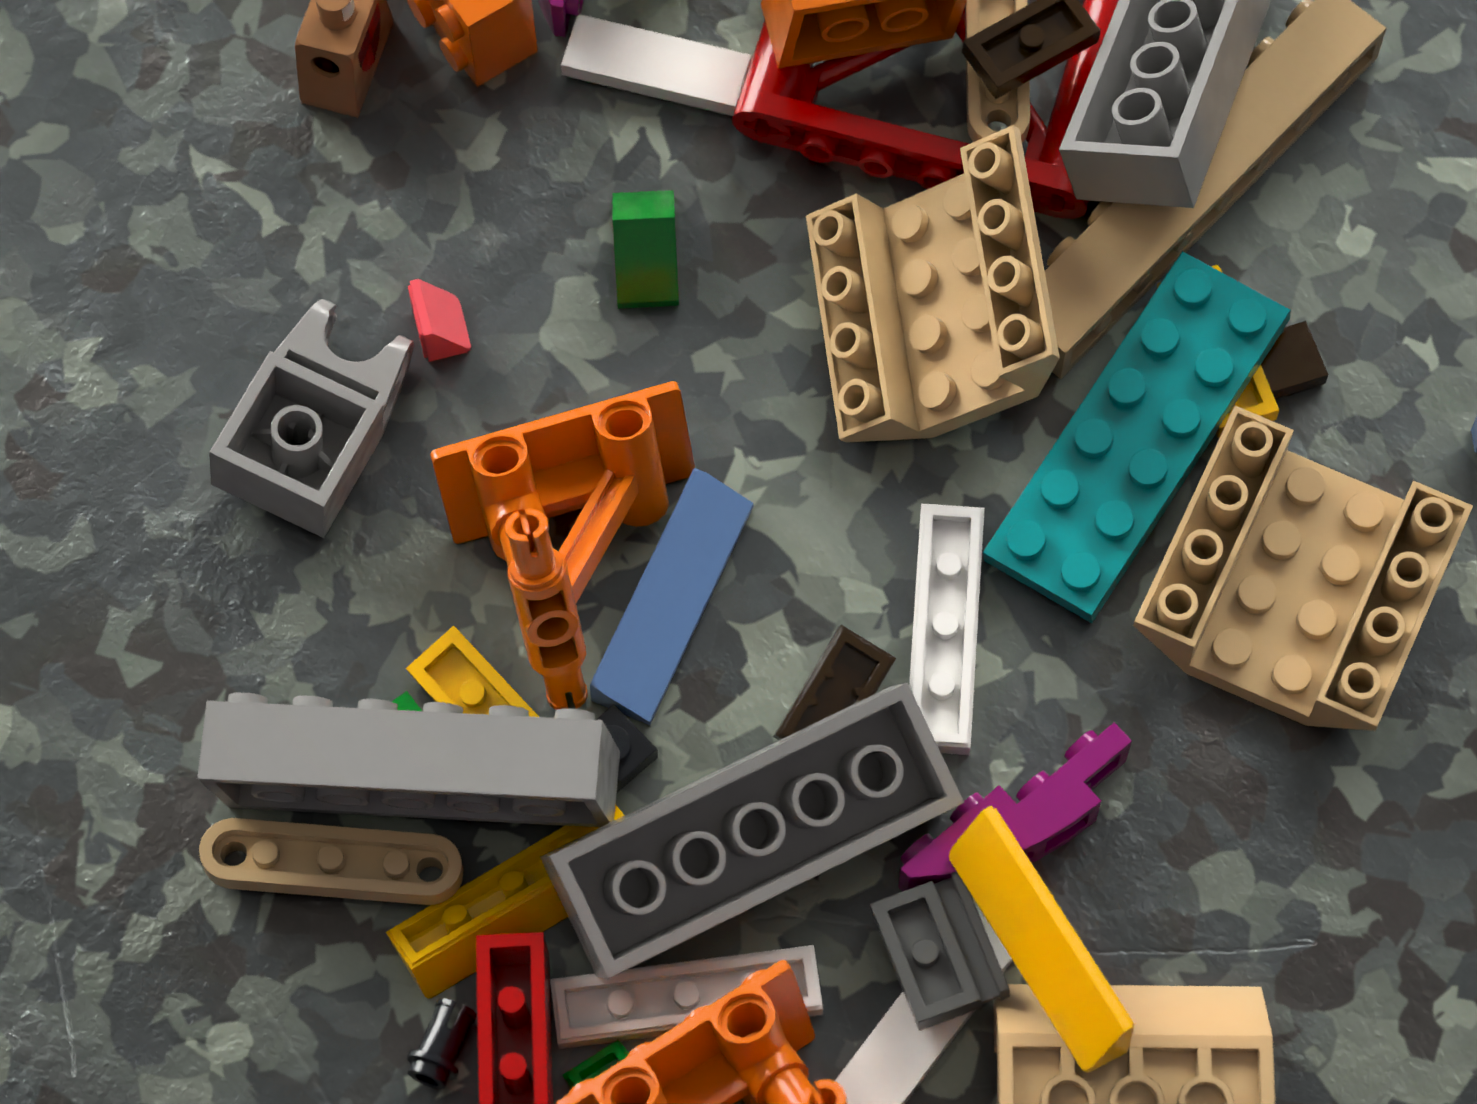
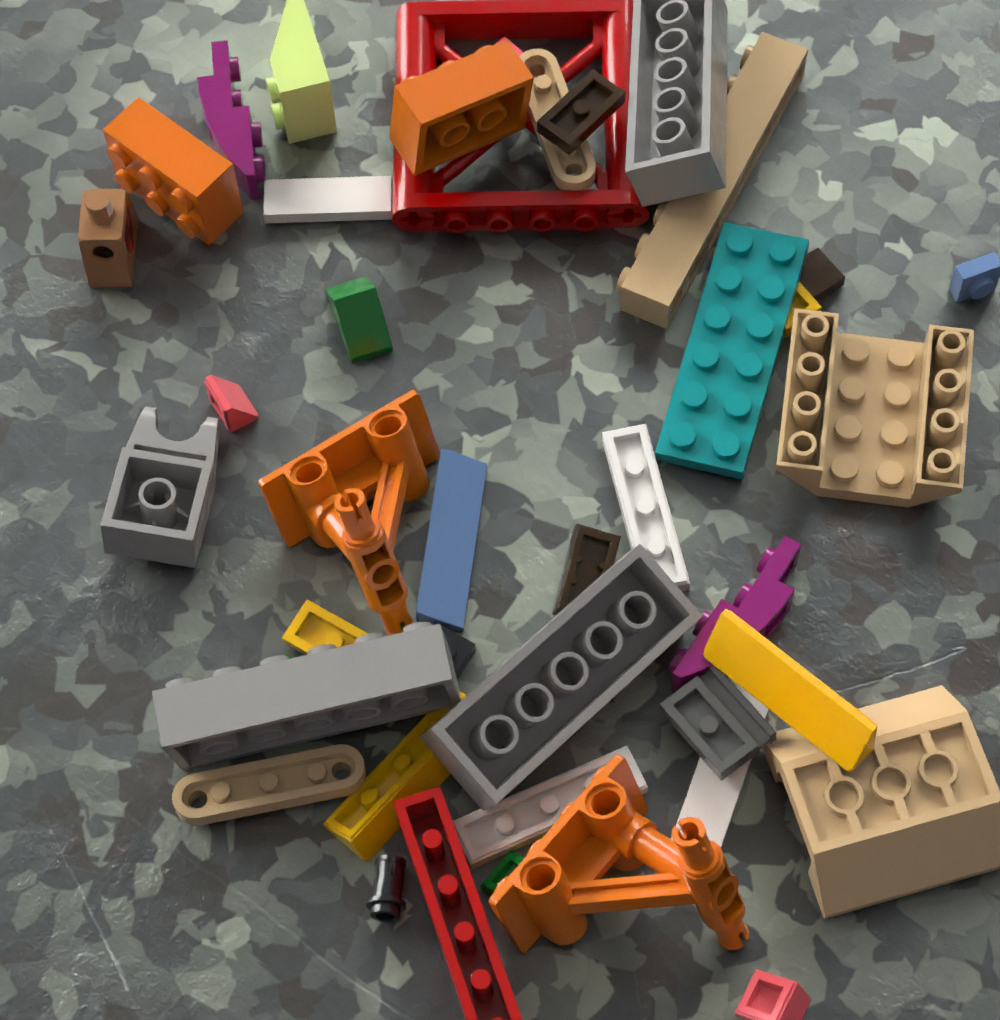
camera: 15 degrees left, 5 degrees down
(935, 300) = (573, 294): tan slope -> none

